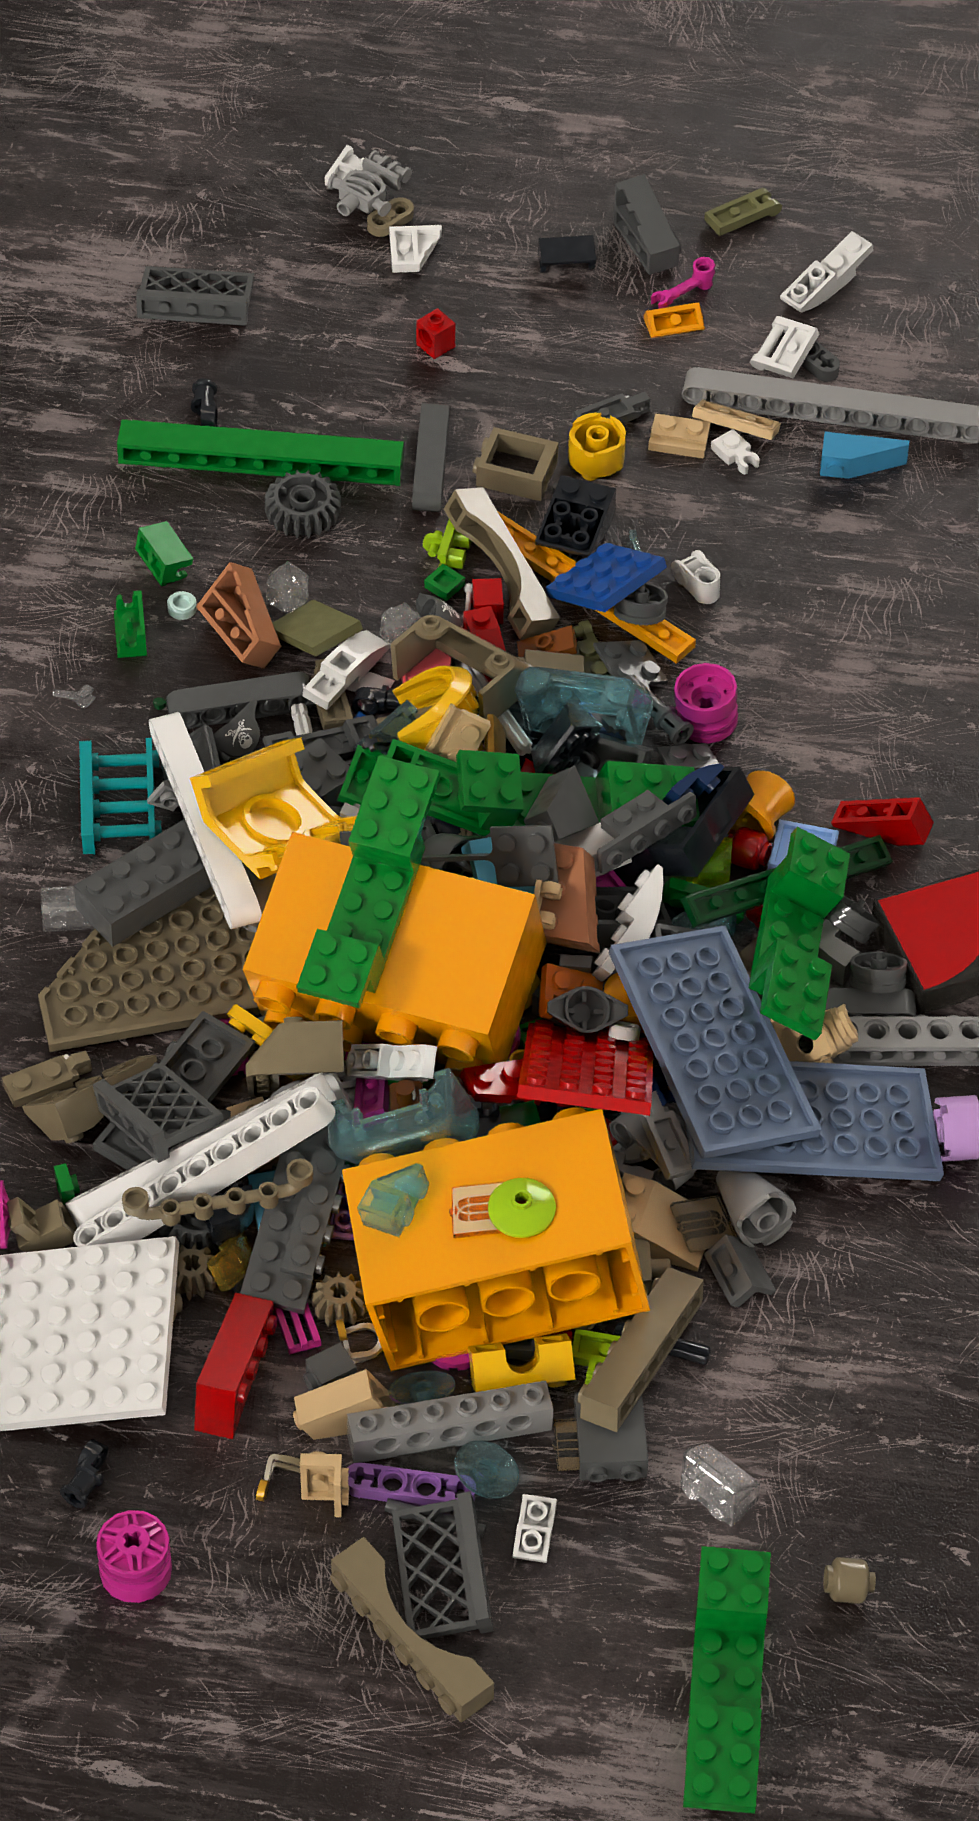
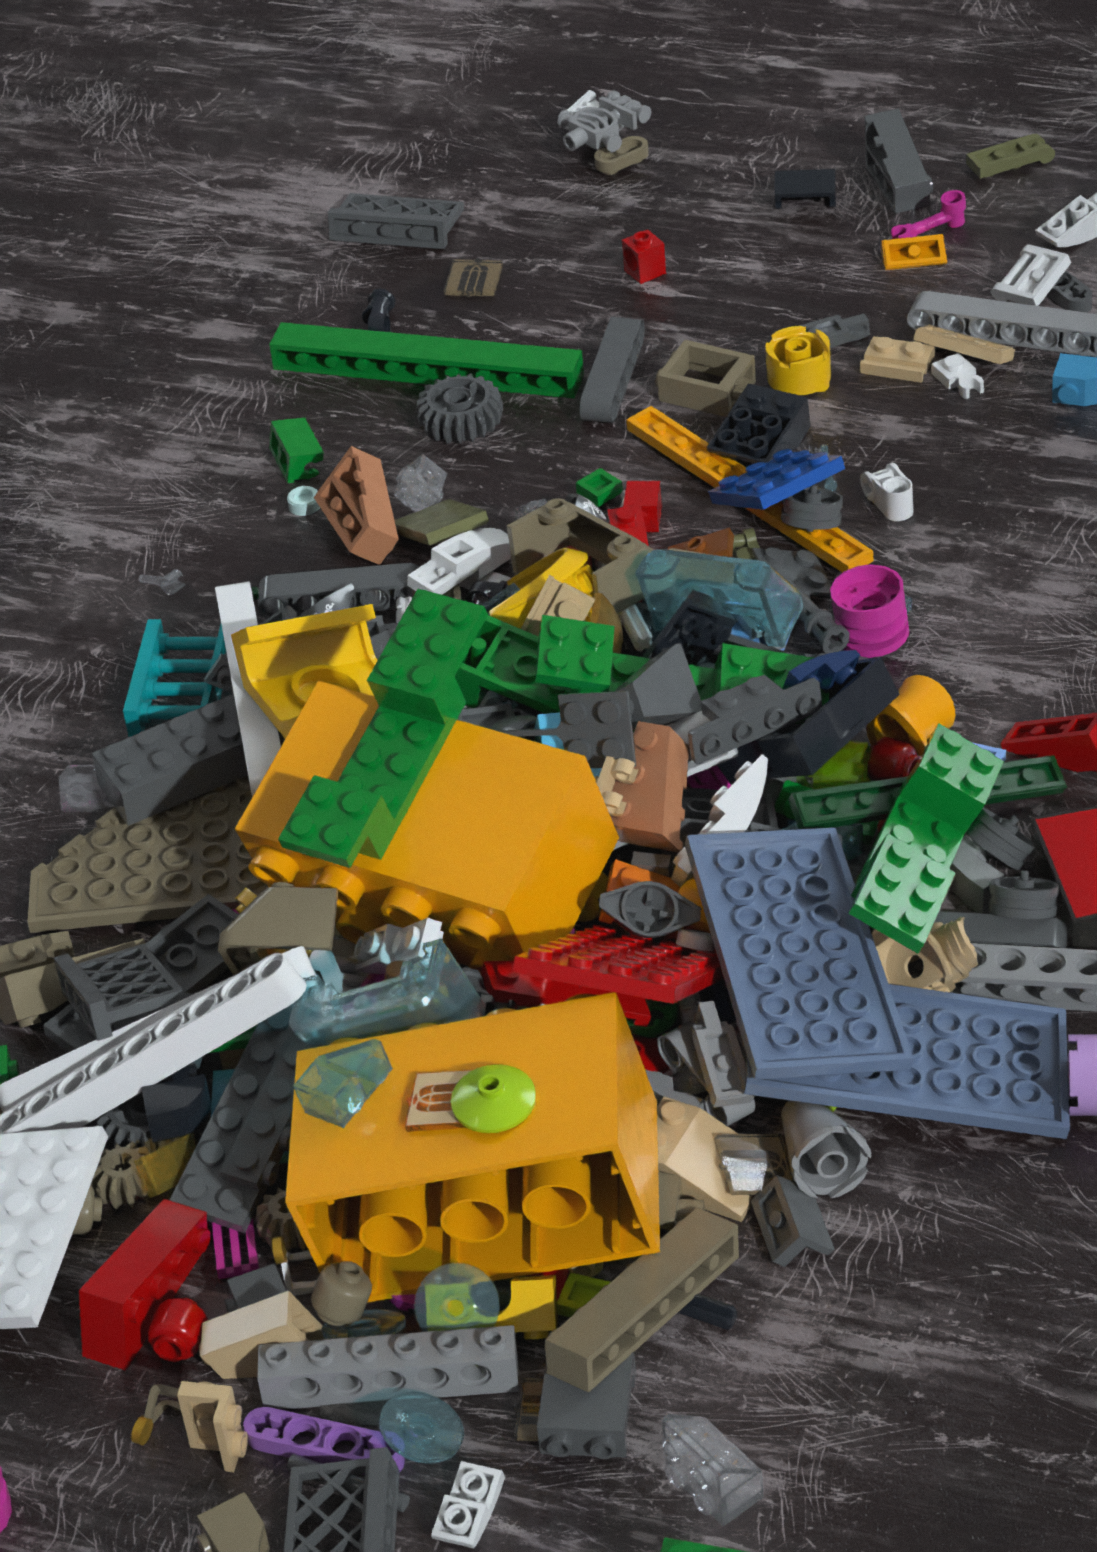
camera: 15 degrees right, 10 degrees down
(130, 627) = (241, 517): green hinge -> none
(136, 1199) = (251, 1059): dark tan bar -> none
(272, 1403) = (176, 1329): none -> red head
(280, 357) = (473, 277): none -> clear smoke piece
(402, 1364) = (341, 1293): none -> dark tan head
(412, 246) = (639, 180): white wing -> none
(445, 546) = (613, 451): lime hips -> none
(478, 520) = (644, 422): dark tan arch -> none
(496, 1351) = (461, 1283): none -> clear light blue dish

